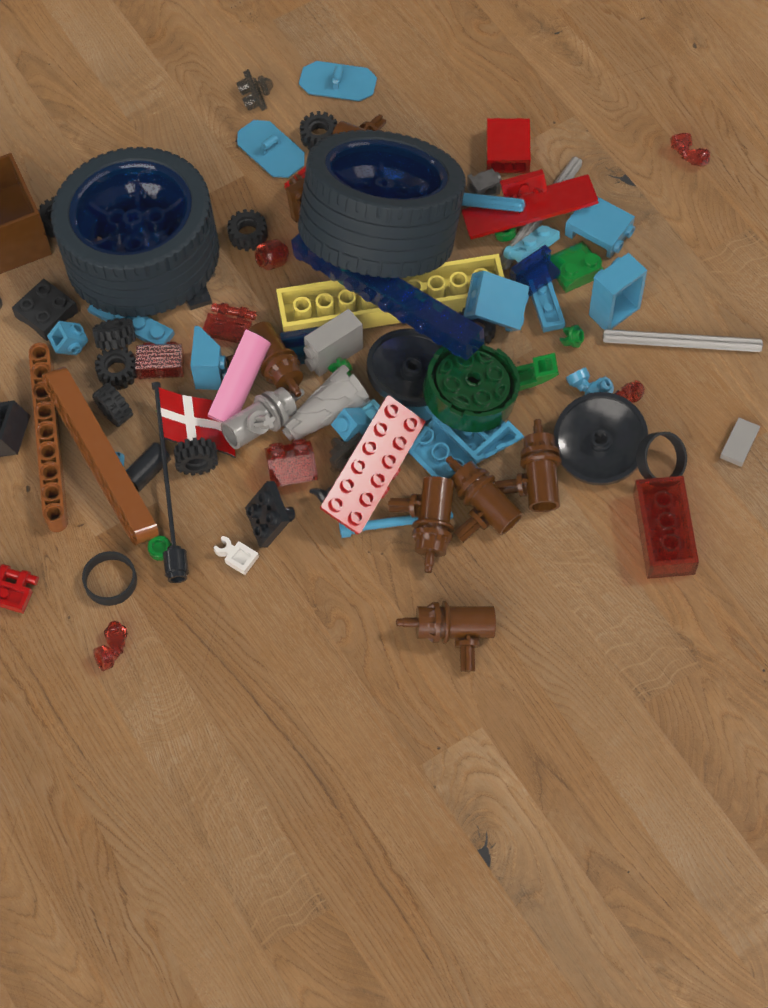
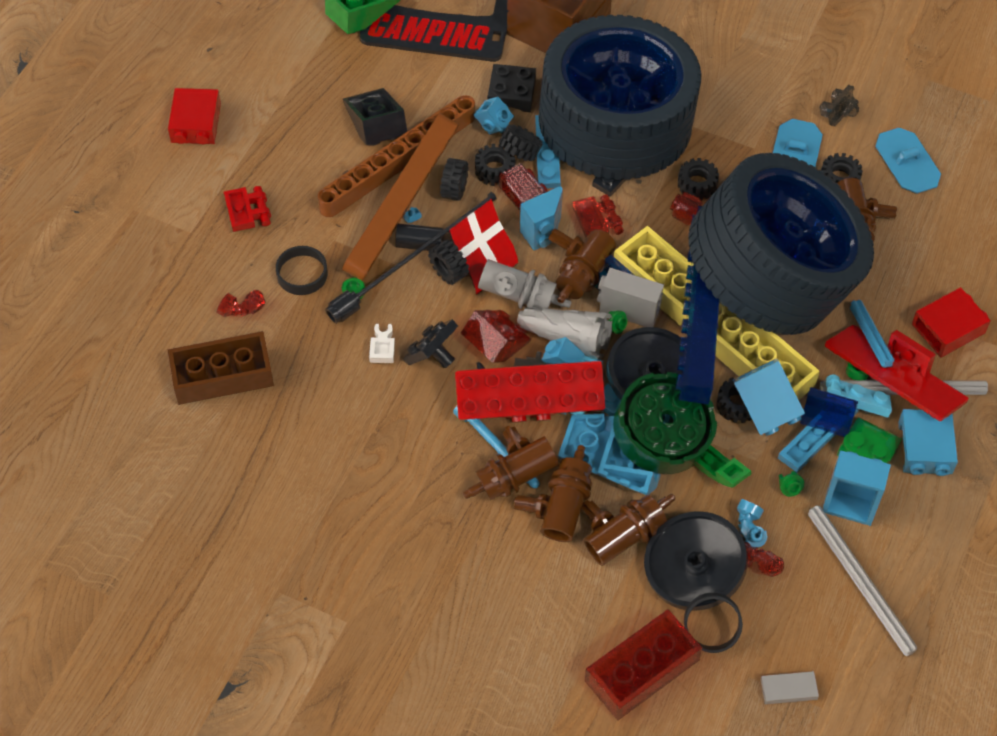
camera: 55 degrees right, 5 degrees down
(170, 695) = (220, 367): none -> reddish brown brick
(239, 377) = (541, 246): bright pink brick -> none
(460, 623) = (430, 550): reddish brown piece -> none
(484, 183) = (890, 322): flat silver brick -> none

